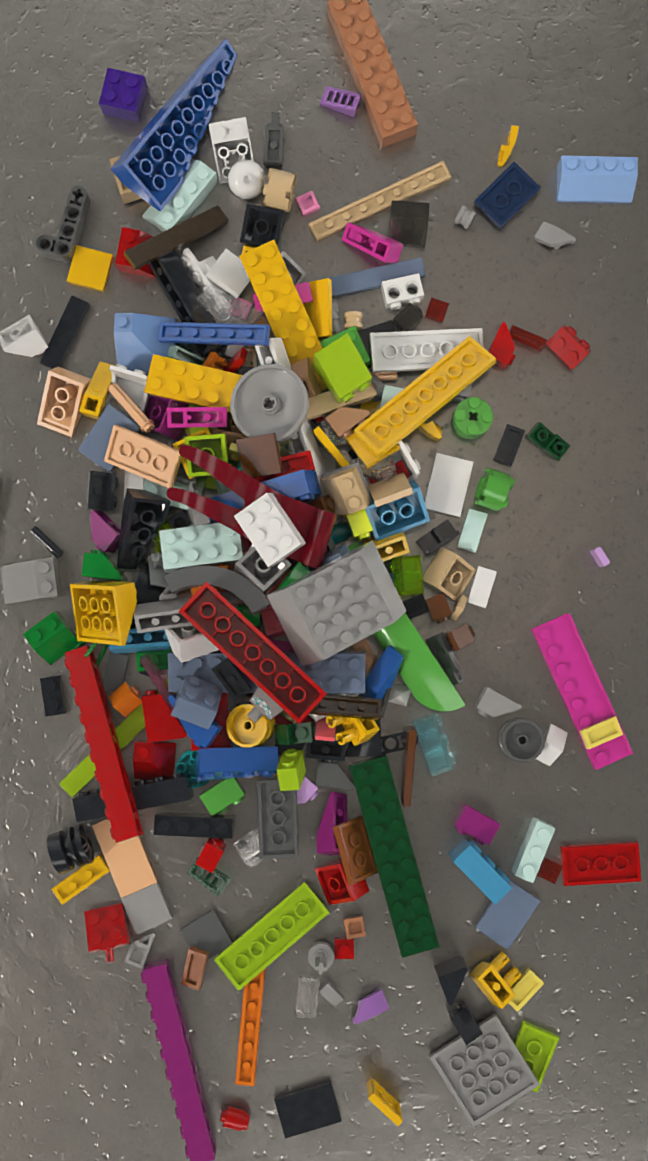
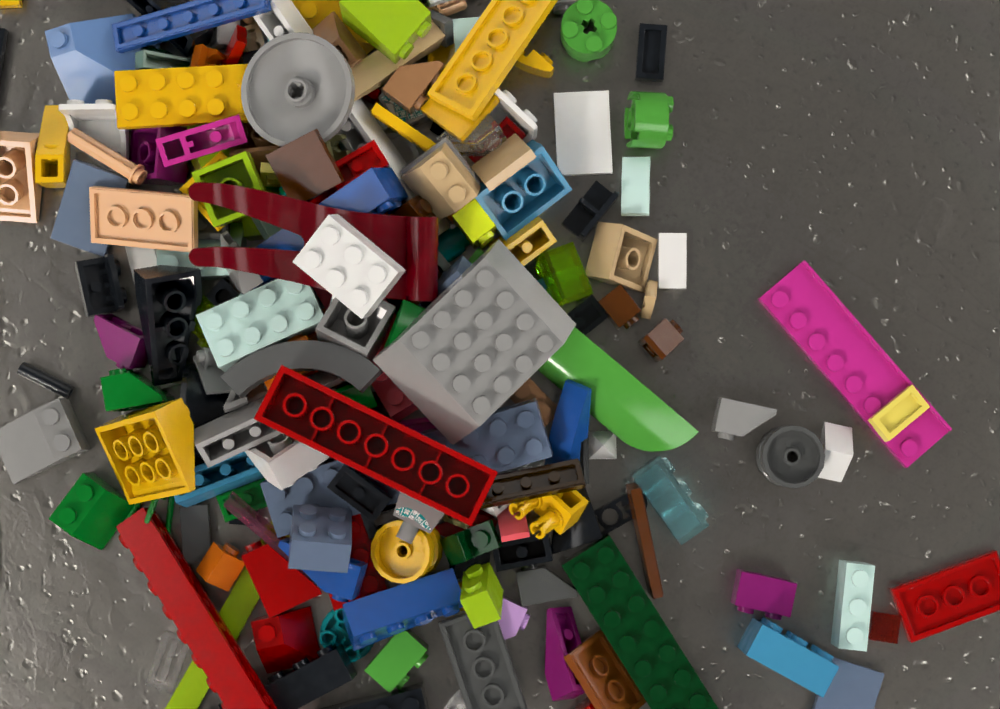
camera: 10 degrees left, 0 degrees up
(53, 695) = (118, 592): black plate -> none
(445, 657) = (651, 373): dark grey hinge -> none
(547, 441) = (704, 31): dark green slope -> none
(600, 556) = (823, 169): lavender tile -> none

